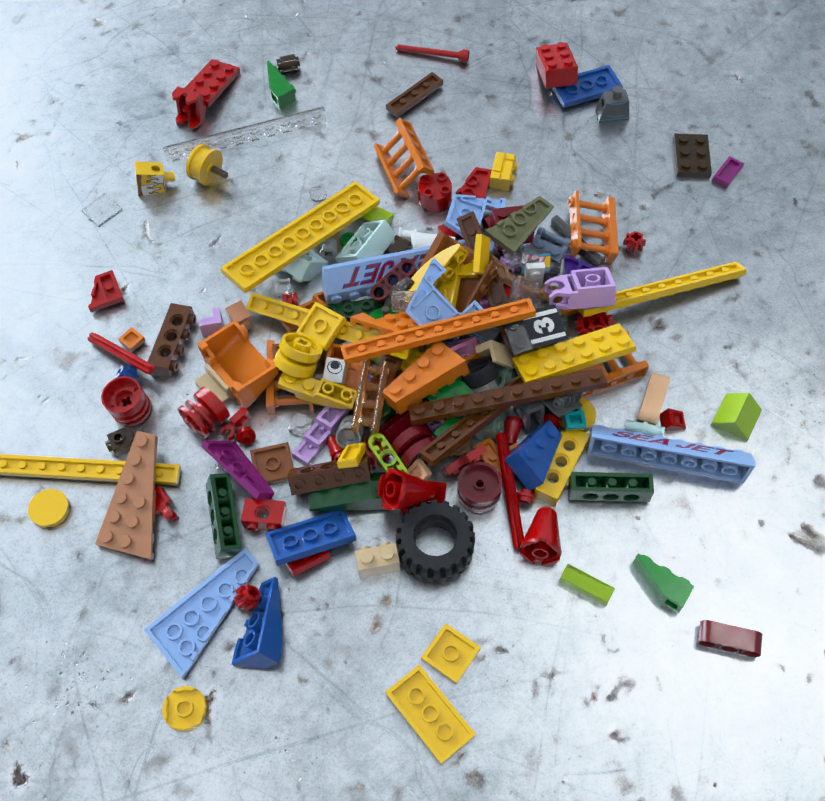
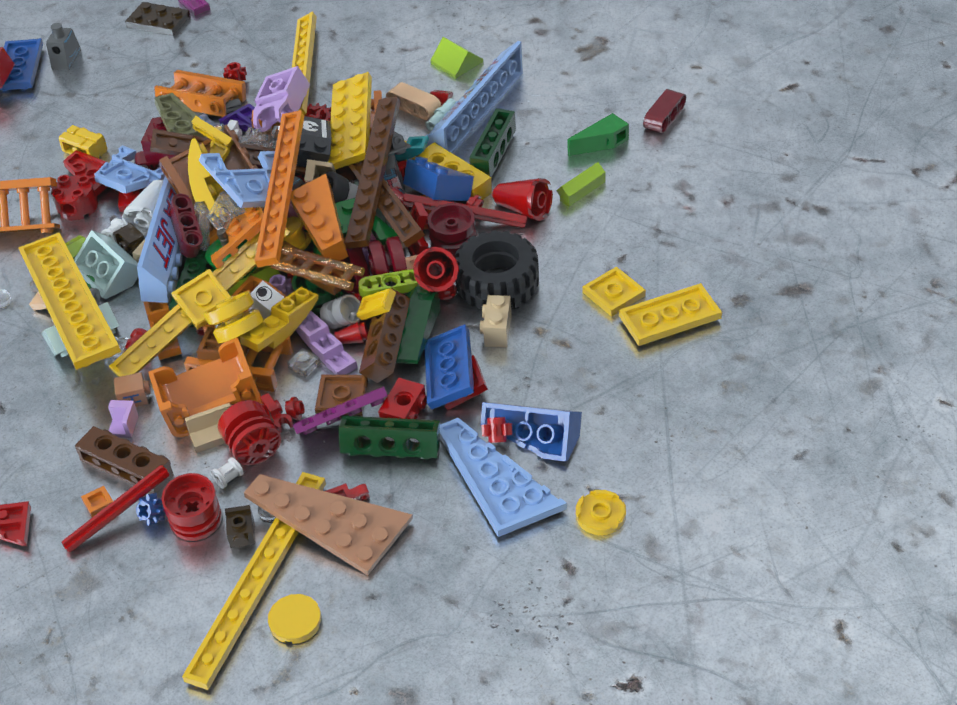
camera: 70 degrees left, 15 degrees down
(170, 411) = (235, 470): none -> white bush

